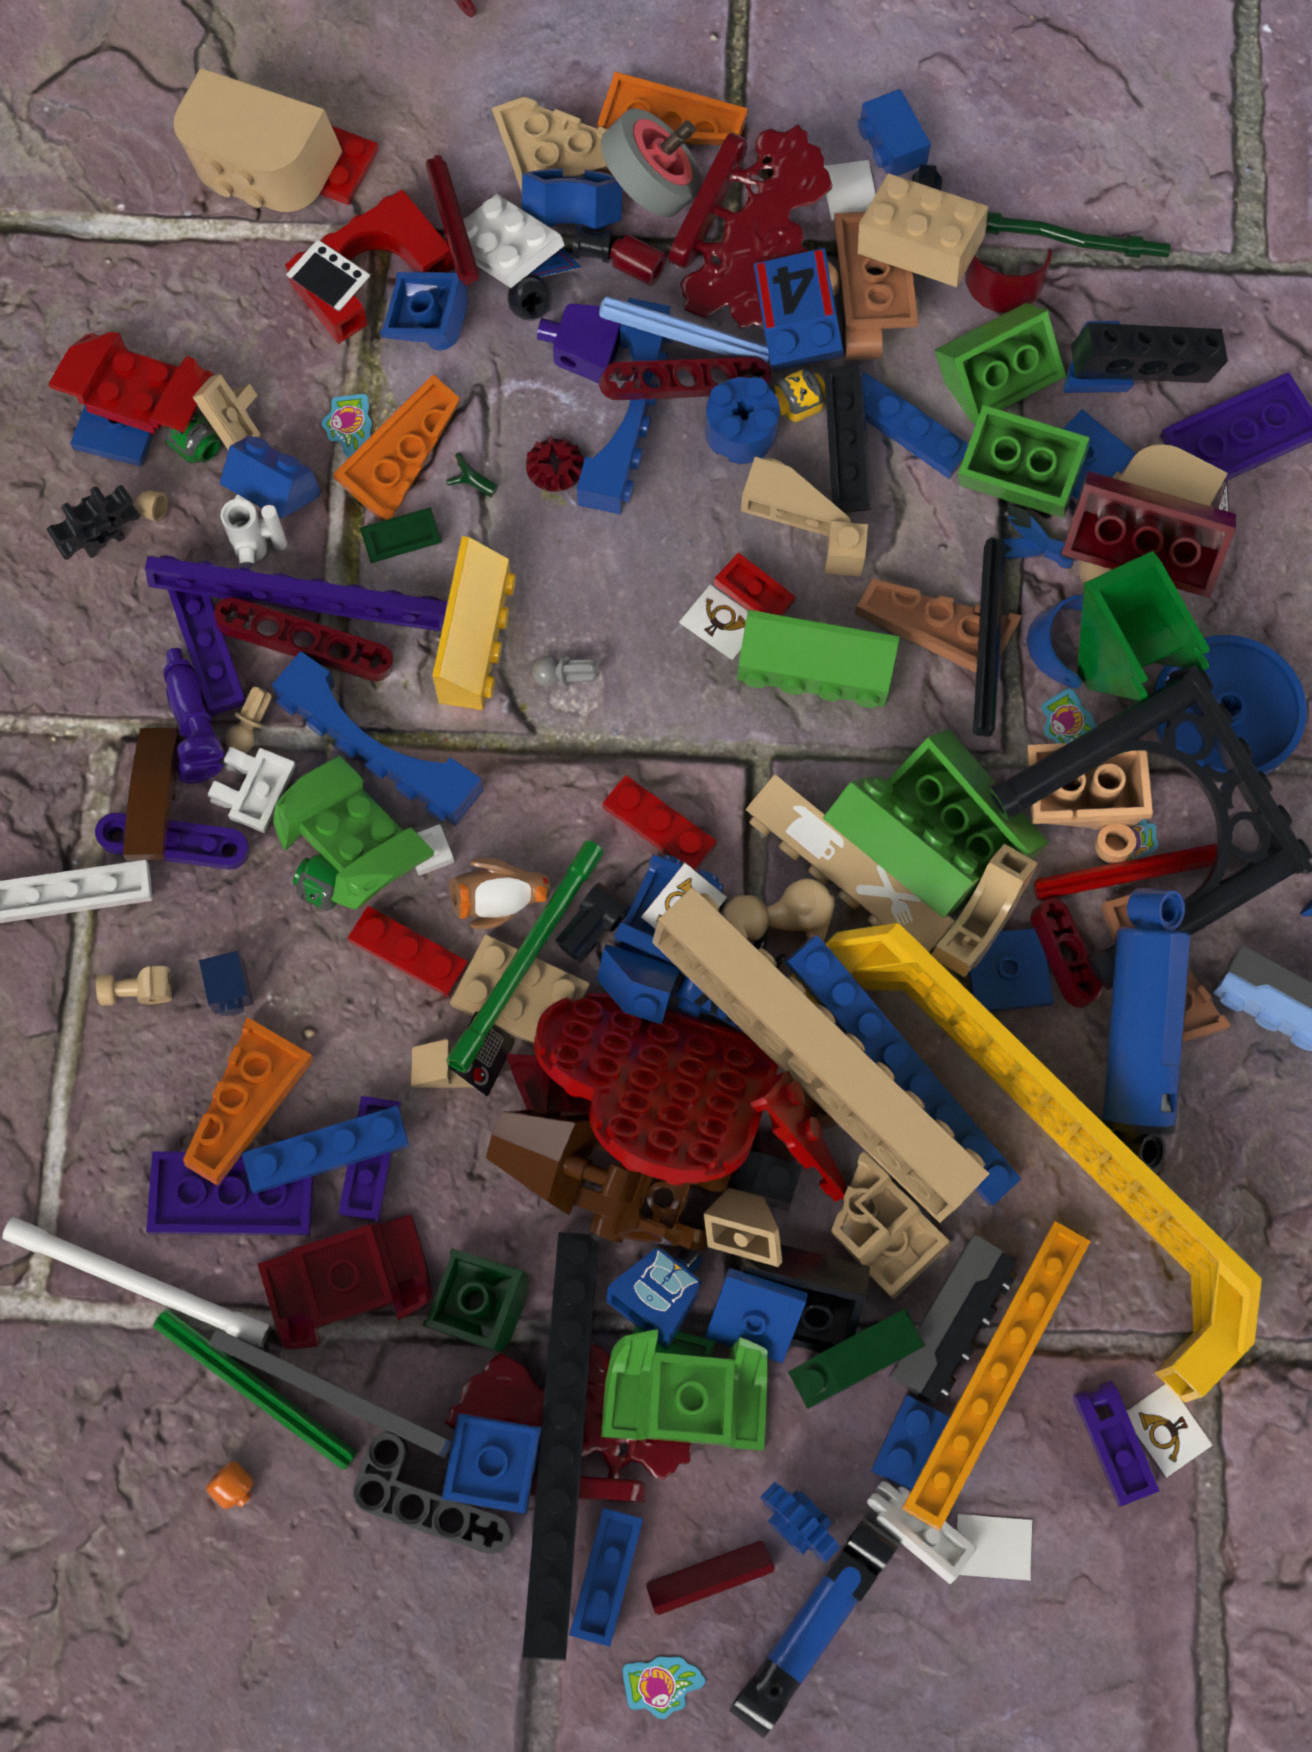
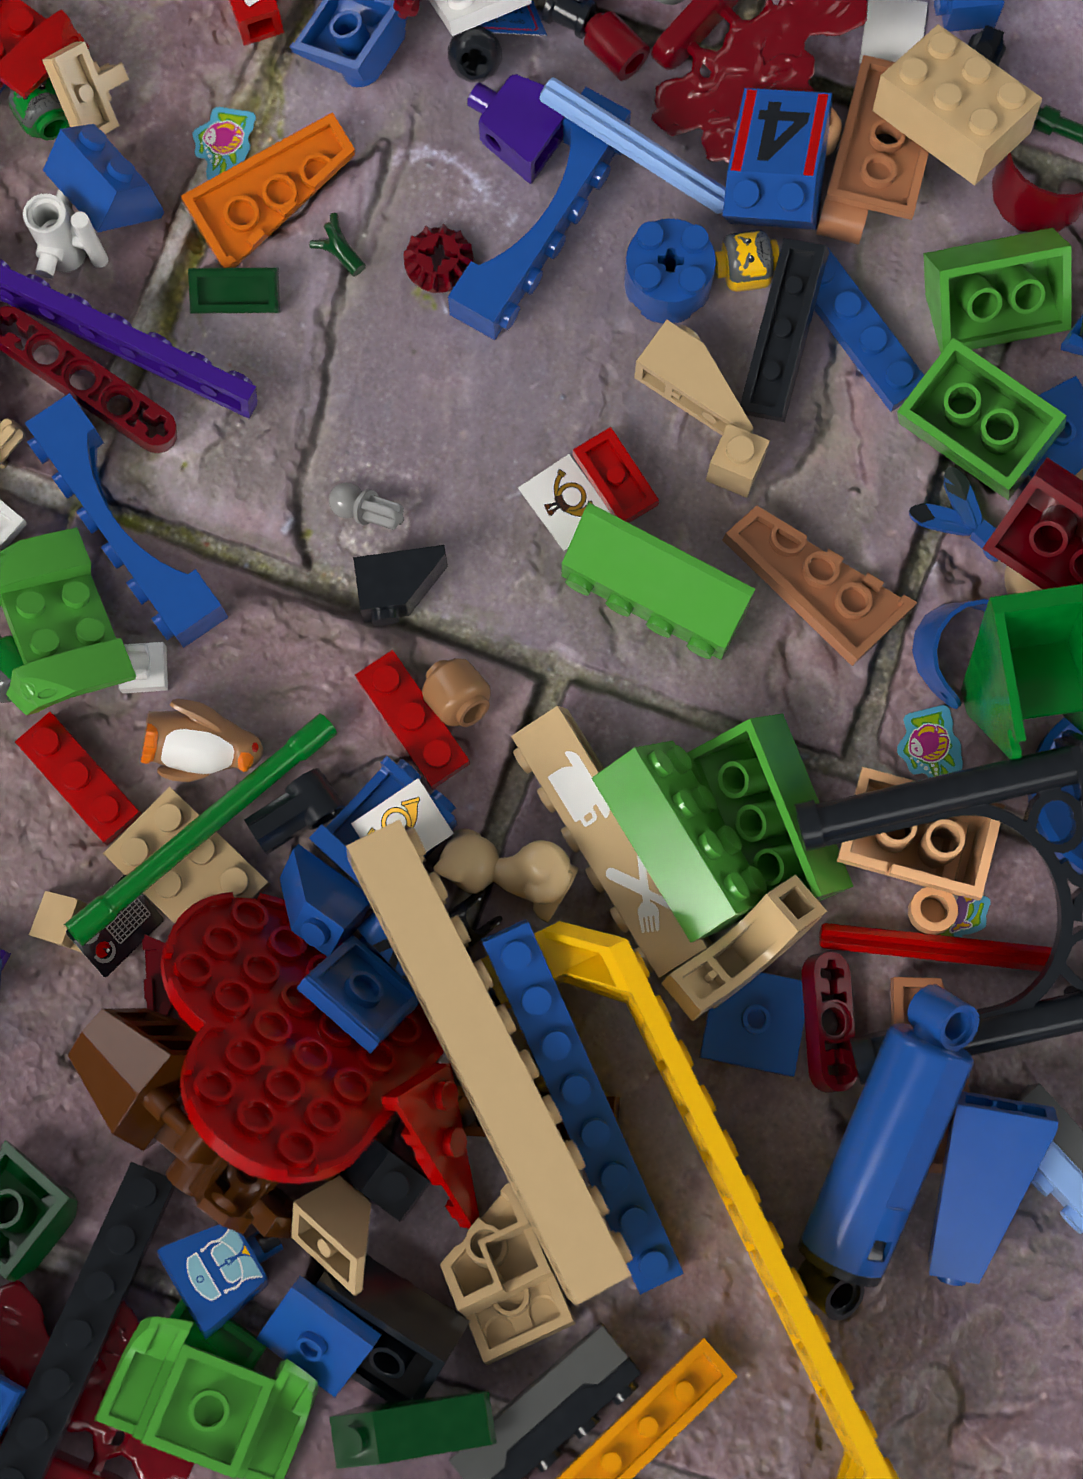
camera: 20 degrees right, 5 degrees up
(472, 626) = (273, 421): yellow slope -> none
(610, 721) = (396, 582): none -> black slope
(667, 373) = (598, 189): dark red beam -> none
(688, 791) = (456, 692): none -> medium nougat head
(699, 1038) = (360, 993): none -> blue plate
(989, 638) = (867, 619): black axle -> none
(1225, 1026) = (985, 1174): none -> blue slope

